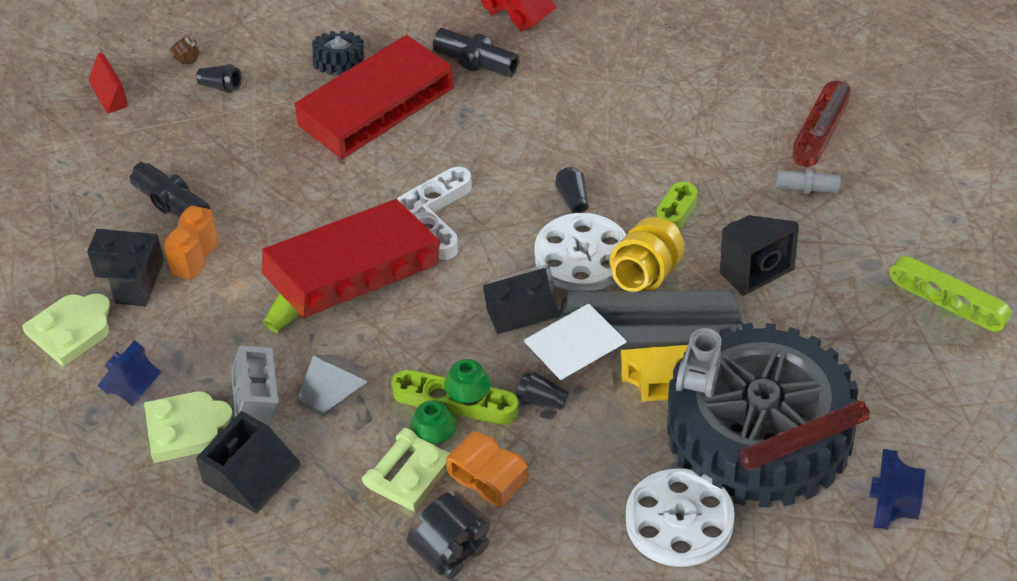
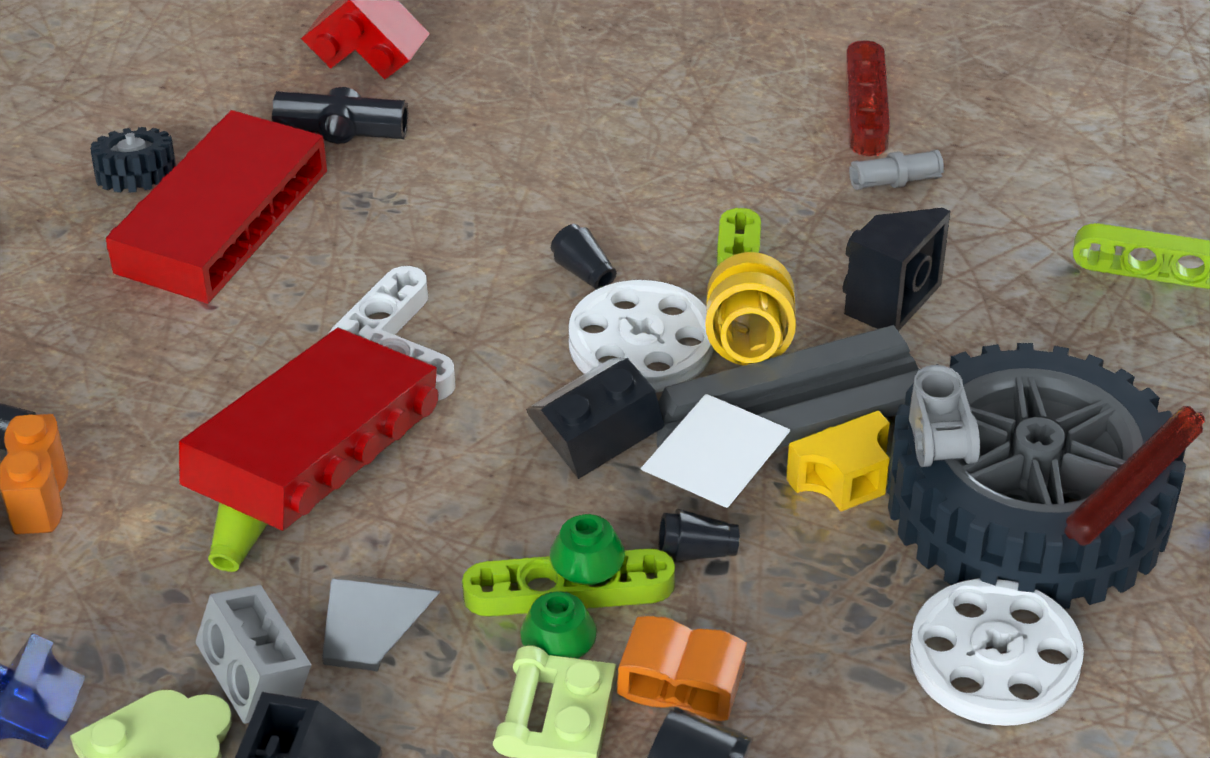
camera: 25 degrees left, 5 degrees down
(830, 117) = (881, 73): dark grey piece -> none

